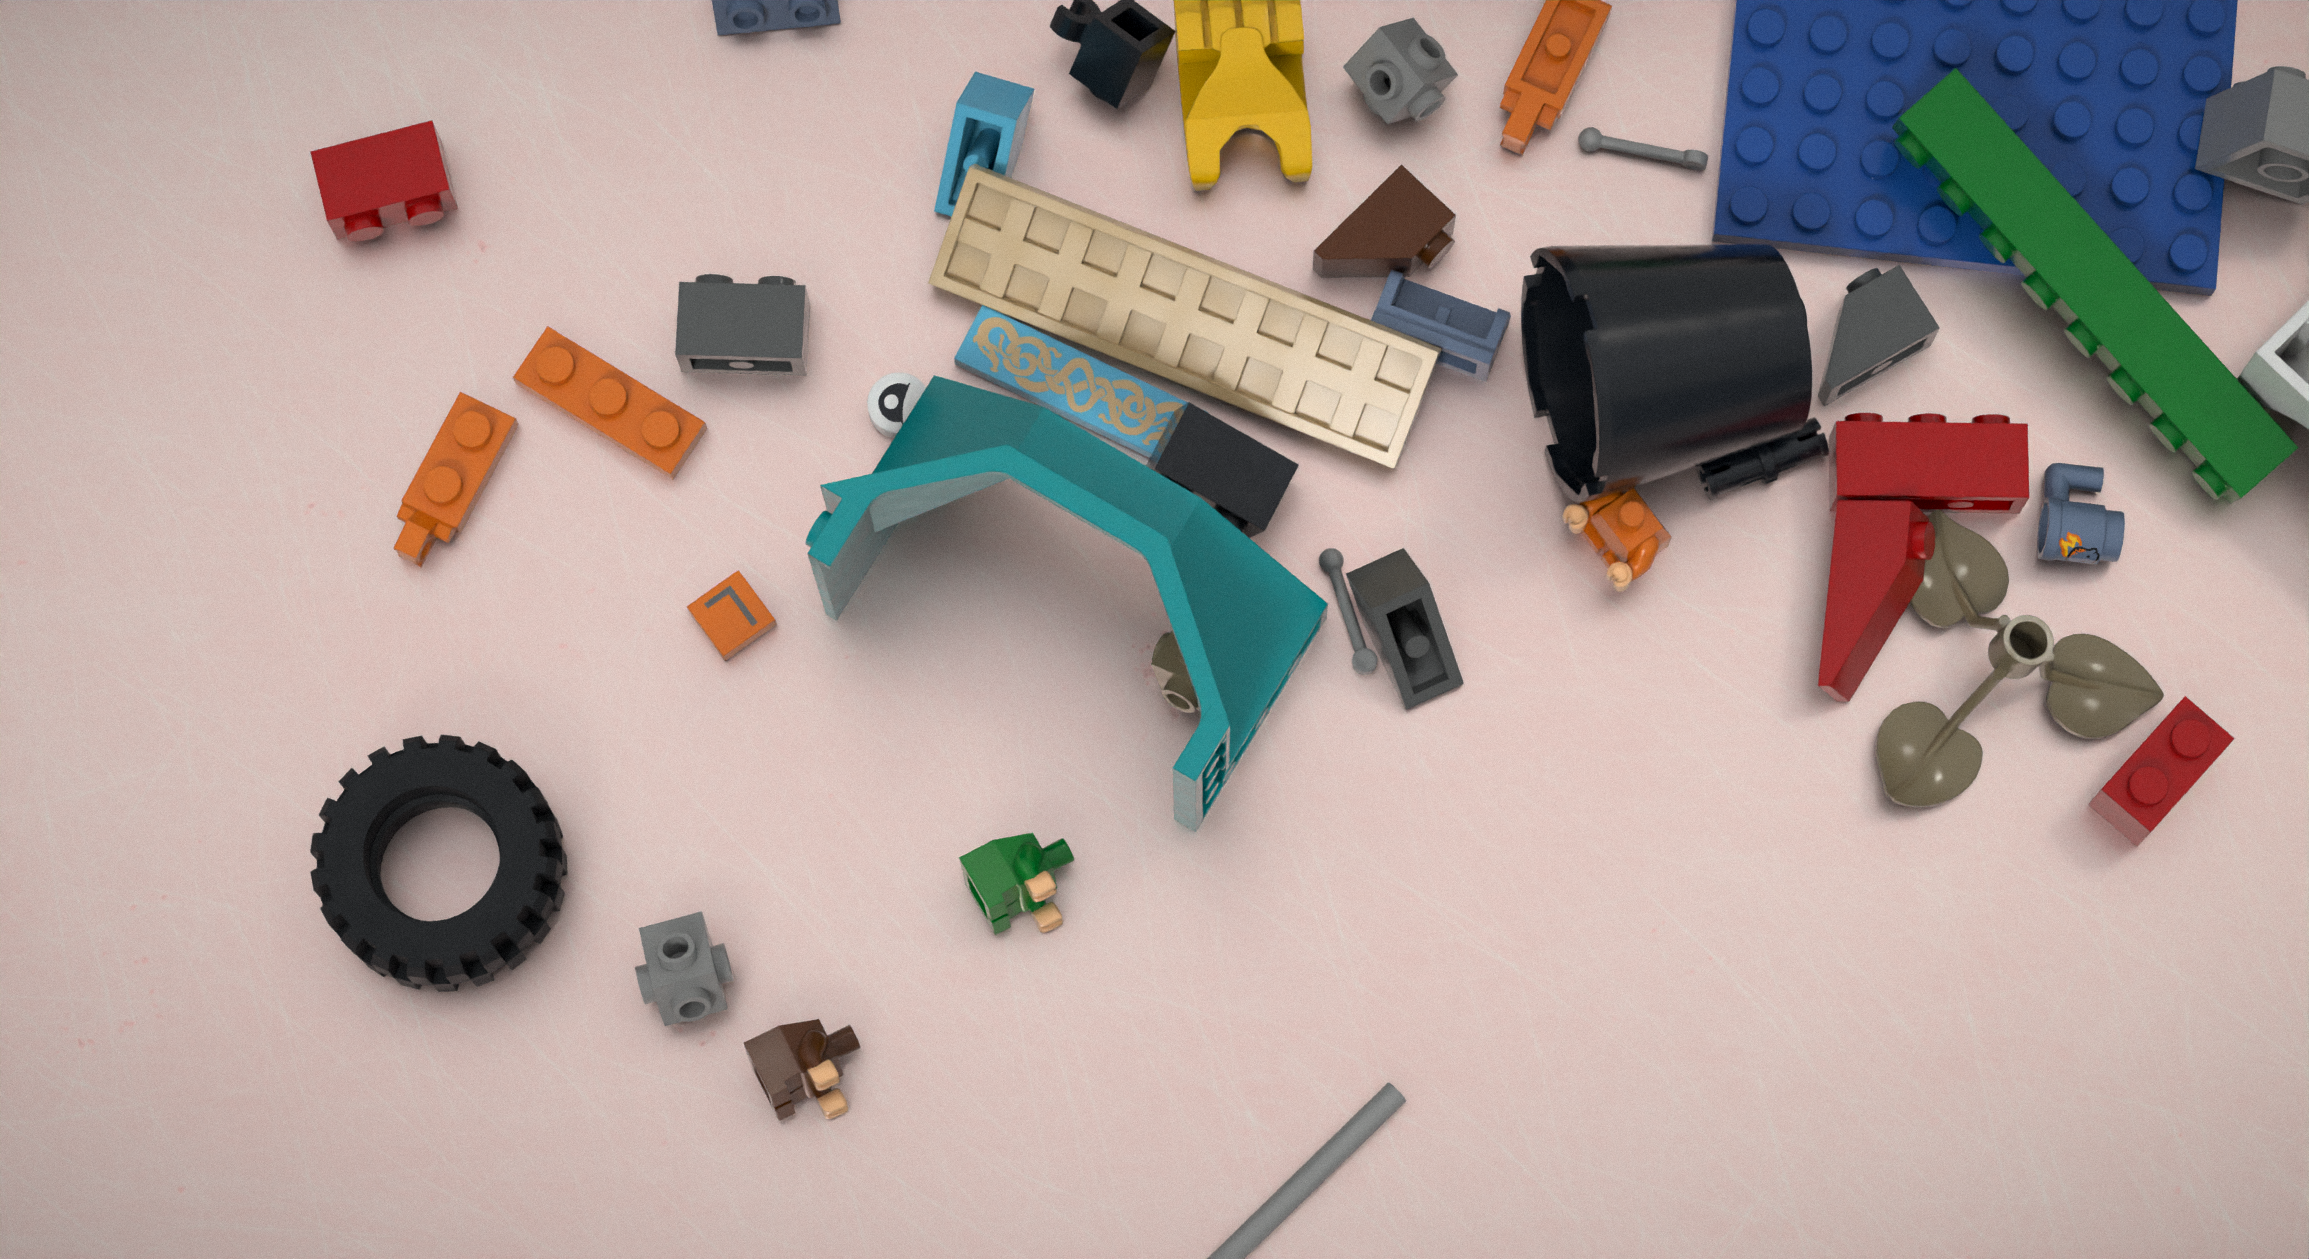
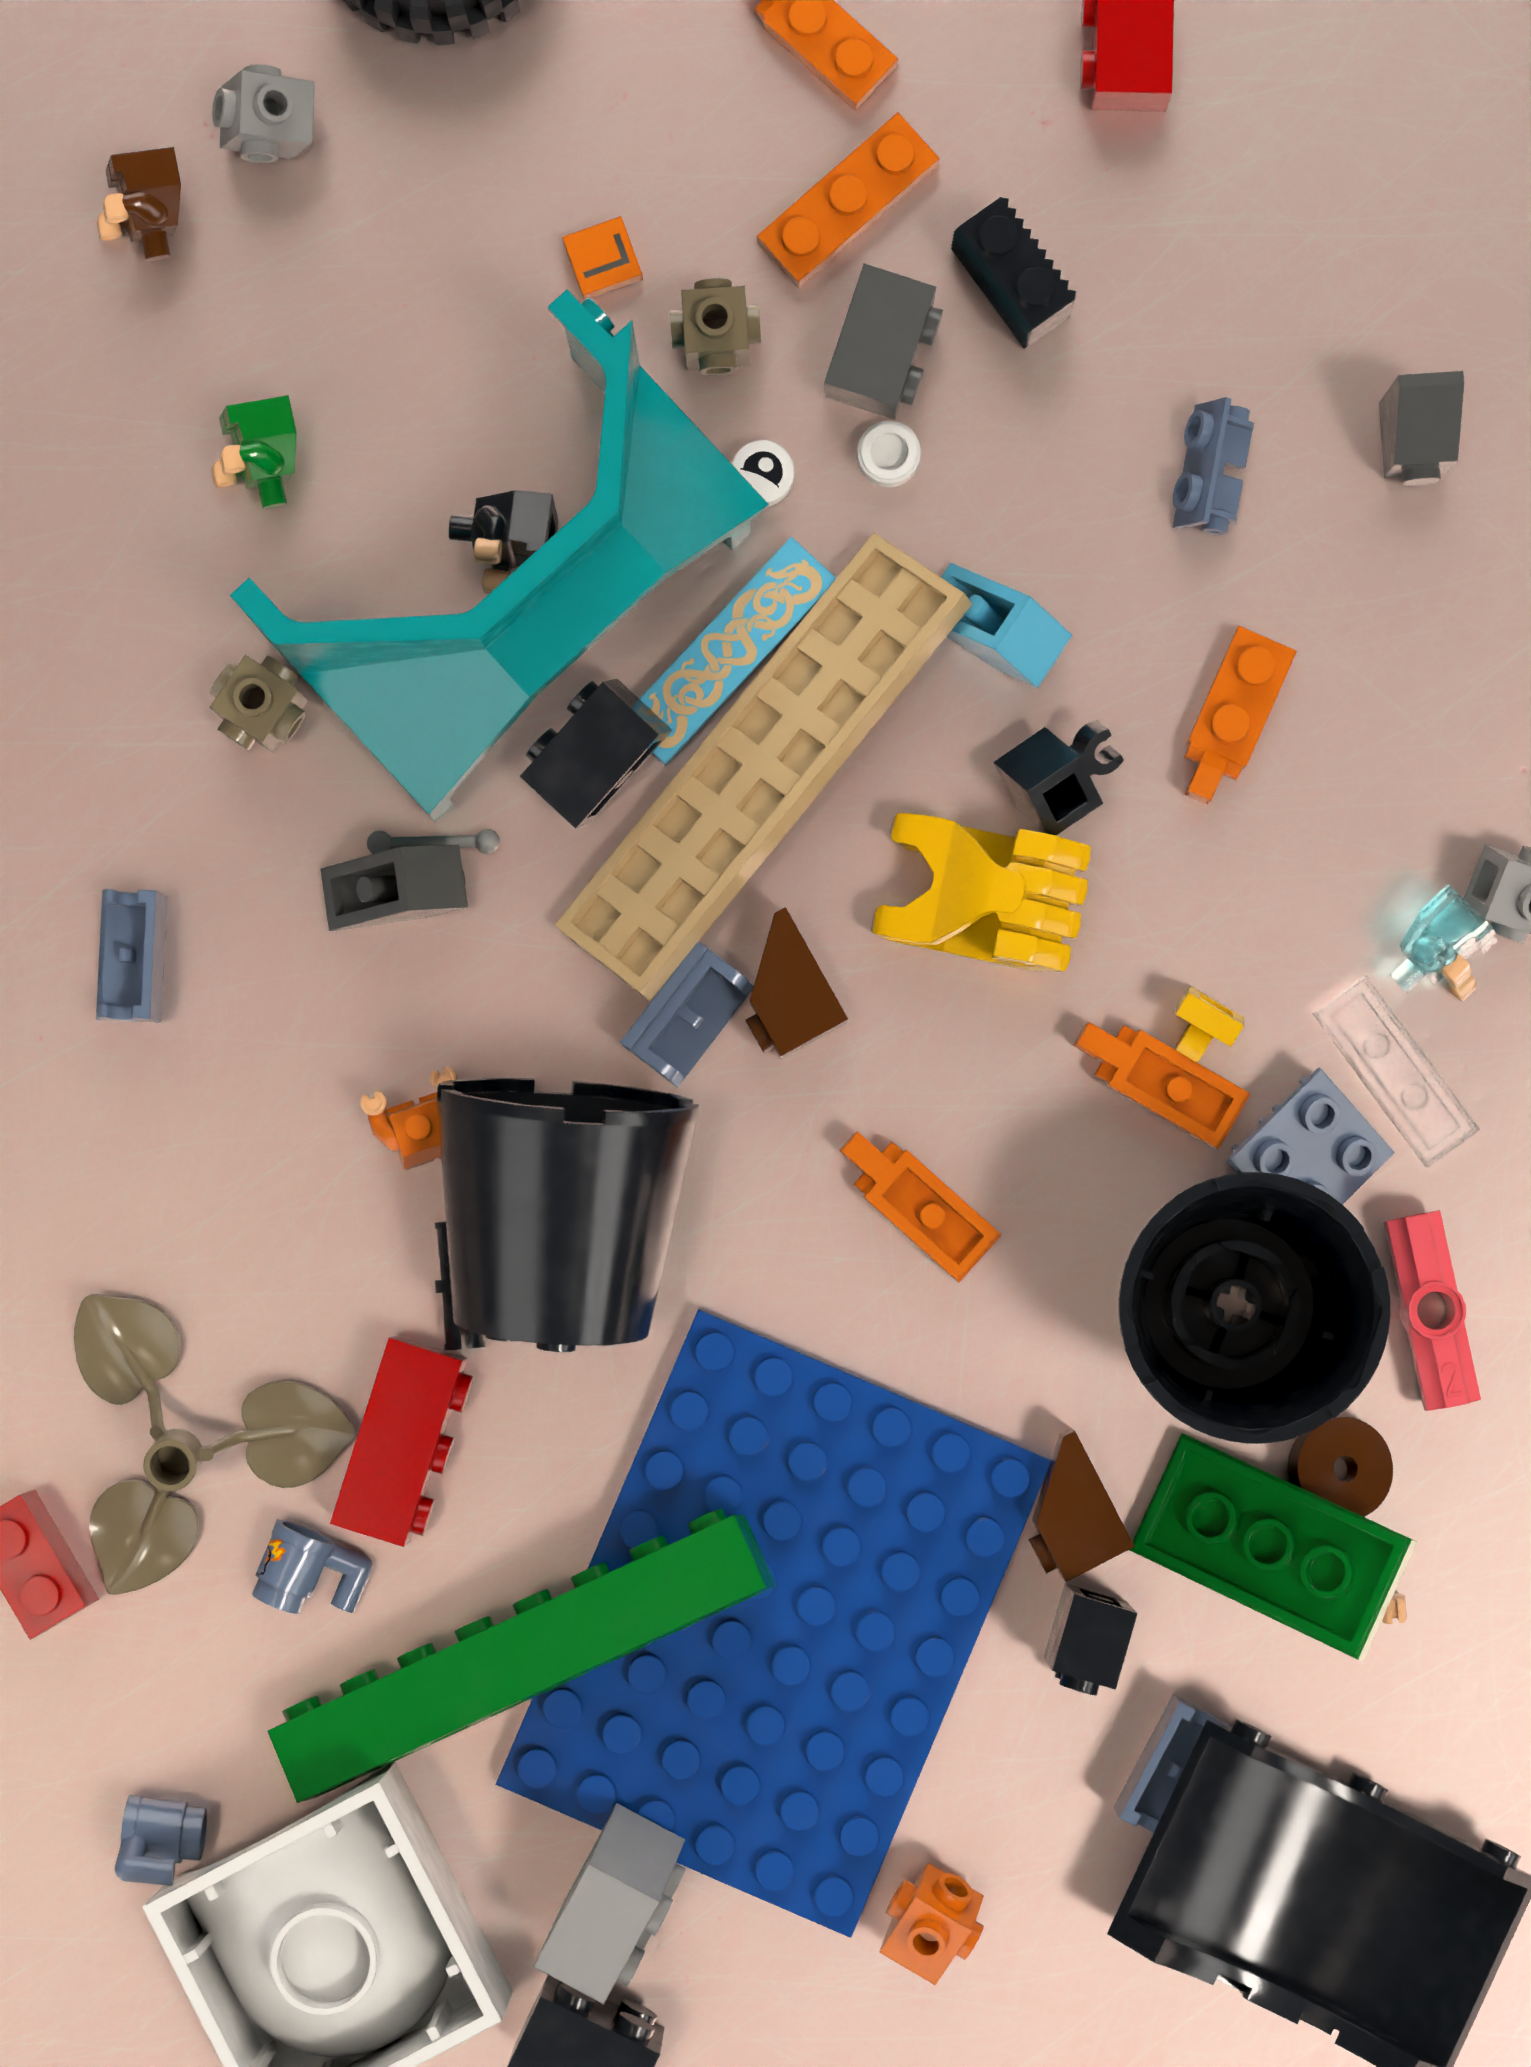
camera: 110 degrees right, 10 degrees up
(642, 222) = (1013, 272): none -> black brick
(777, 501) = (718, 349): none -> dark tan brick
(846, 296) = (888, 453): none -> white tile
(1030, 618) = (506, 531): none -> black piece
(1263, 827) = (277, 716): none -> dark tan brick
(1401, 72) = (948, 1051): light grey brick -> none
(1550, 859) = (131, 956): none -> sand blue hinge
(1592, 139) = (834, 1223): light grey hinge -> none
(1872, 578) = (304, 1349): red slope -> none
(1874, 331) = (550, 1431): dark grey slope -> none

